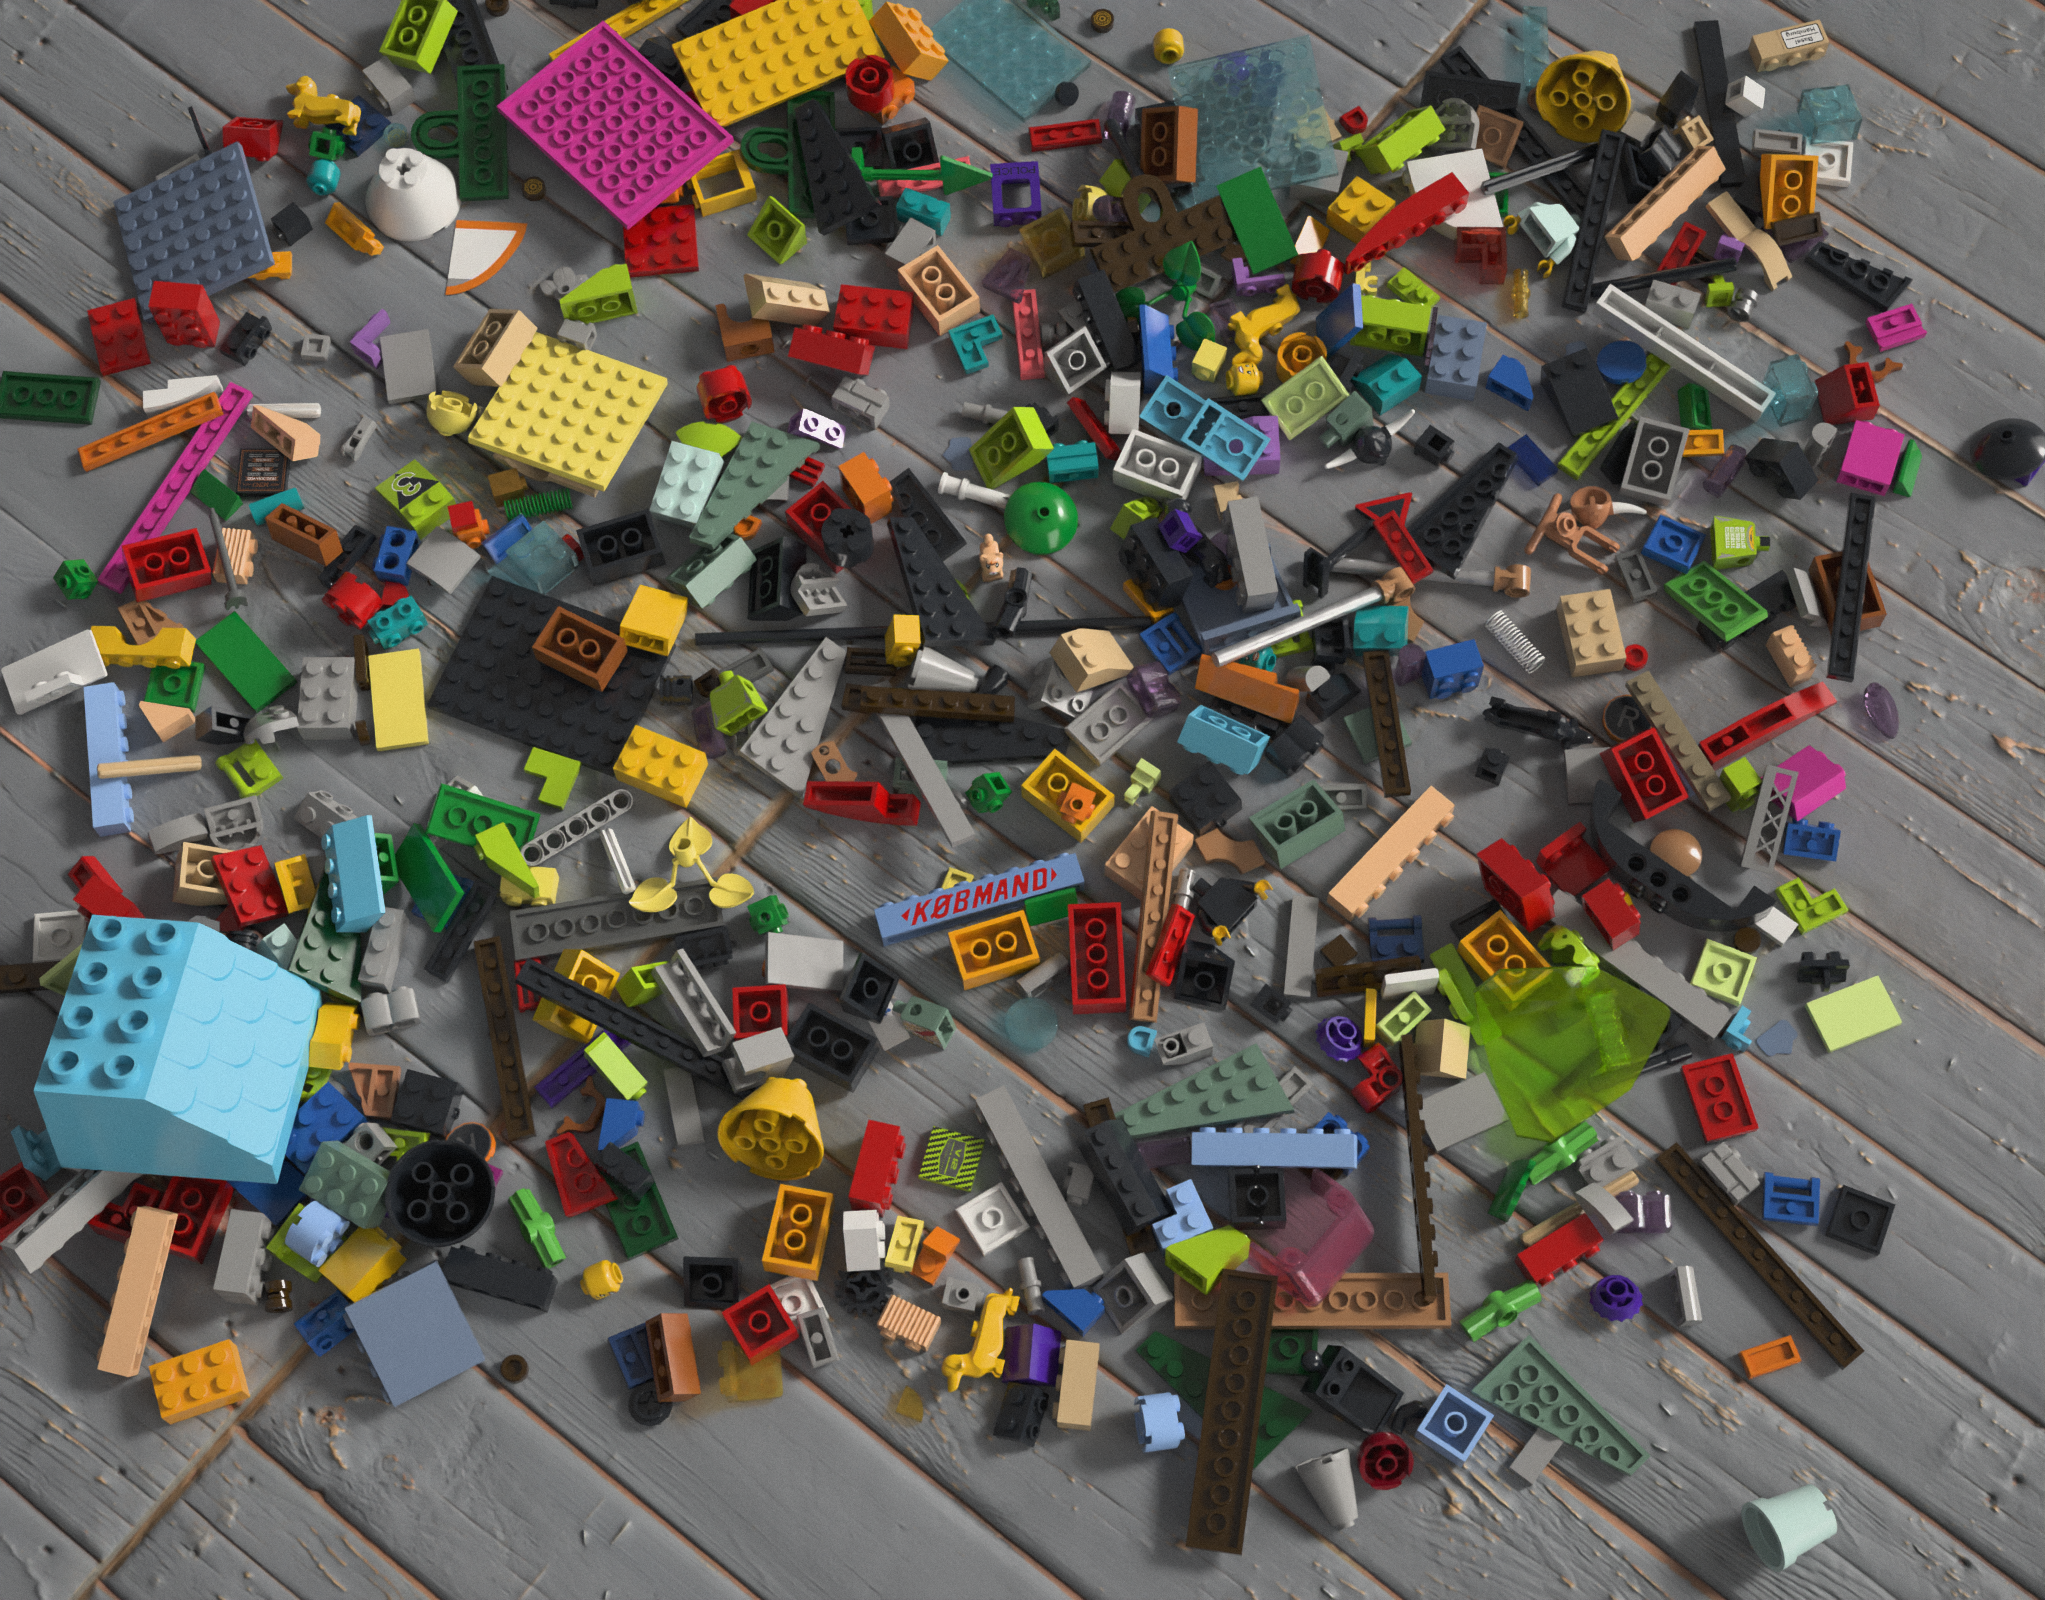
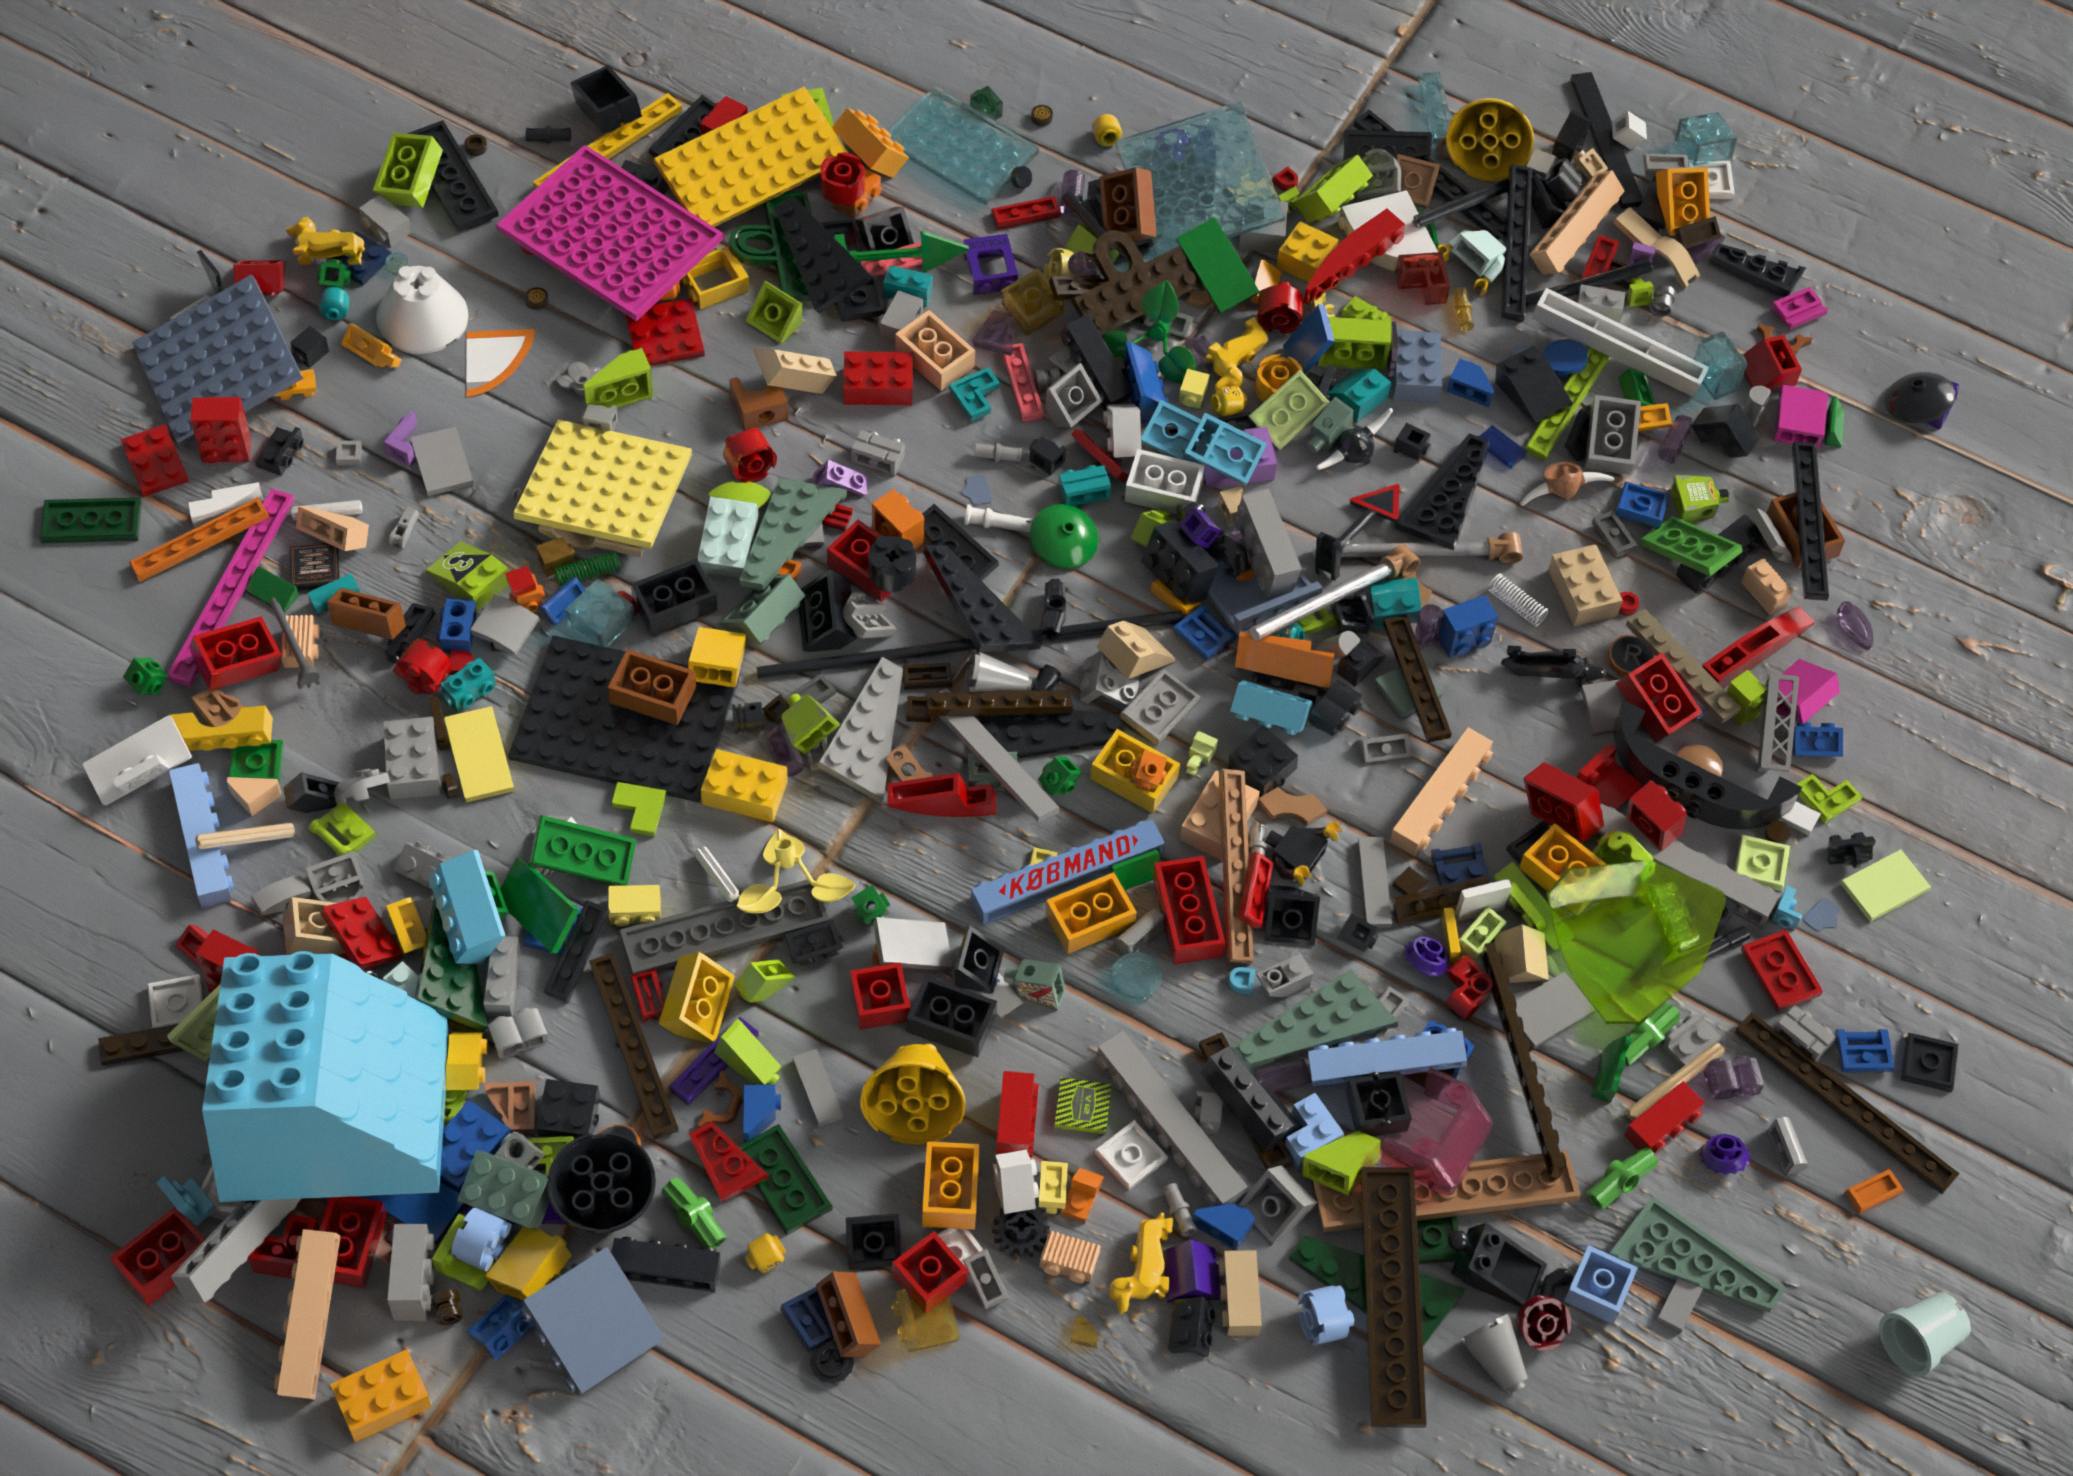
camera: 15 degrees left, 10 degrees down
(246, 662) = (324, 735): green tile -> none
(450, 412) = (490, 496): light yellow cylinder -> none
(481, 133) = (480, 253): dark green plate -> none
(495, 347) = (525, 434): tan brick -> none
(504, 858) = (612, 879): lime slope -> none
(514, 1369) = (692, 1347): dark brown tile -> none
(587, 824) = (681, 842): light grey beam -> none
(624, 1171) = (772, 1149): black brick -> none
(625, 1024) = (764, 1018): black plate -> none
(692, 1007) = (814, 995): light grey fence -> none
(758, 1059) = (889, 1029): light grey piece -> none
(831, 349) = (845, 407): red brick -> none
(902, 640) = (957, 649): yellow brick -> none
(952, 1301) = (1116, 1234): light grey brick -> none
(990, 559) = (1025, 574): light nougat animal -> none
(1011, 446) = (1026, 476): lime slope -> none
(1153, 689) = (1197, 672): clear purple brick -> none
(1250, 286) = (1218, 323): medium lavender bracket -> none
(1297, 823) = (1352, 773): sand green slope -> none
(1402, 546) = (1401, 526): red tile -> none
(1493, 761) = (1520, 700): black brick -> none
(1564, 531) = (1543, 500): nougat piece -> none
(1607, 1209) = (1692, 1068): light grey slope -> none
(1788, 46) = (1657, 87): tan brick -> none

